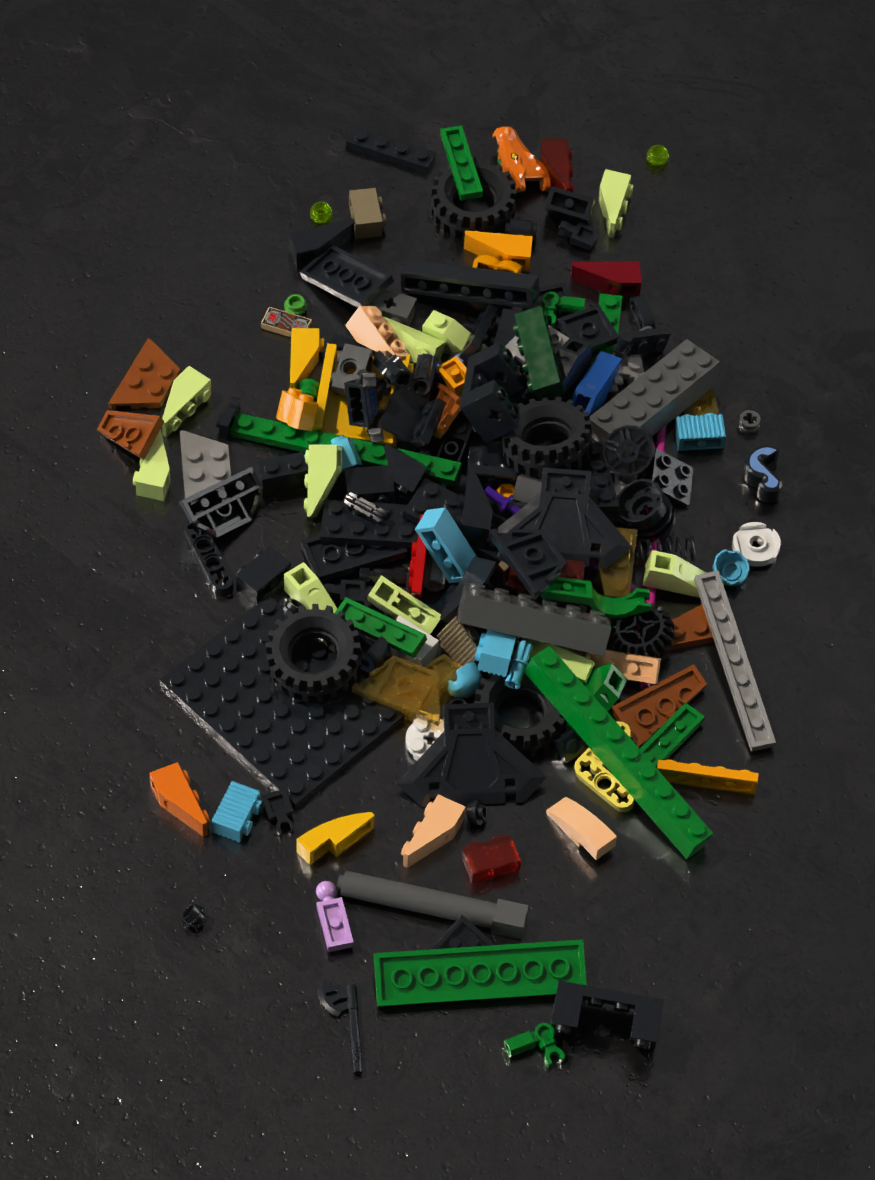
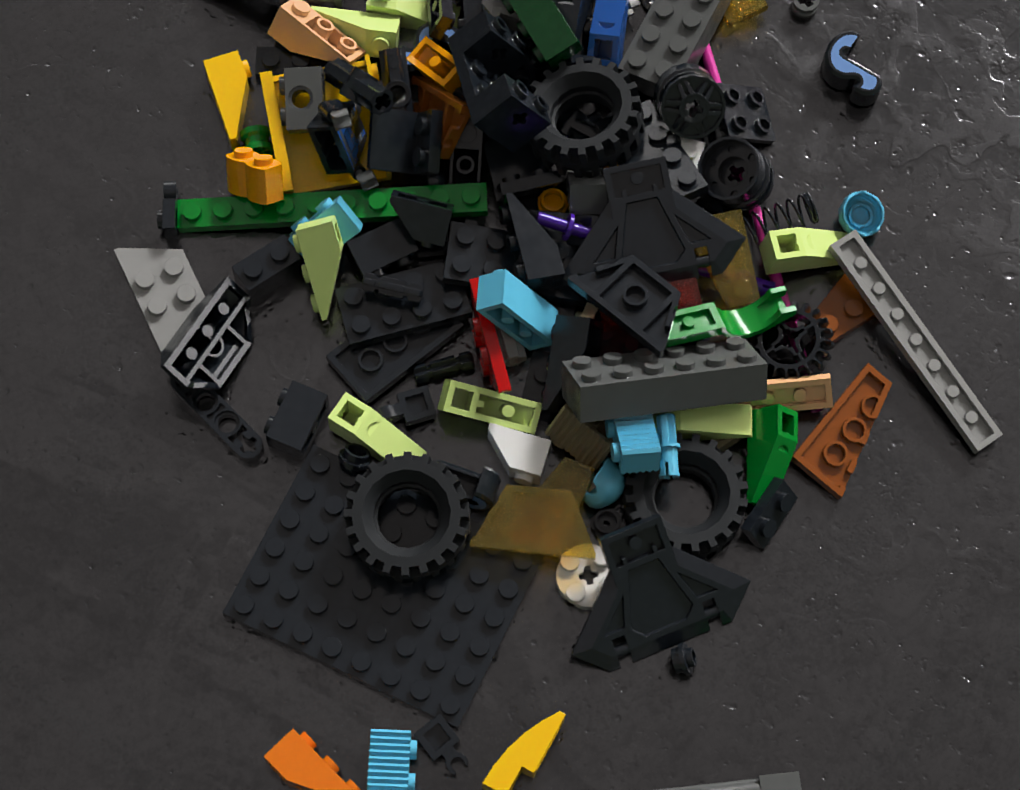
camera: 20 degrees left, 15 degrees up
(131, 430) = (55, 275): dark orange wing -> none
(147, 380) = (44, 189): dark orange wing -> none
(154, 472) = (106, 322): yellowish green slope -> none
(185, 396) = (103, 196): yellowish green slope -> none
(283, 322) = (187, 51): tile -> none
(295, 304) = (192, 23): bright green plate -> none
(376, 625) = (474, 450): green plate -> none
(438, 827) = (646, 692): light nougat slope -> none
(491, 859) = (724, 717): clear red brick -> none
(582, 827) = (817, 632): light nougat slope -> none
(596, 765) = (804, 536): light yellow beam -> none
(618, 752) = (830, 523): green brick -> none
(672, 734) = (870, 482): green plate -> none
(700, 432) = (753, 37): medium azure brick -> none
(708, 777) = (949, 507): light orange plate -> none
(757, 532) = (881, 154): white plate -> none

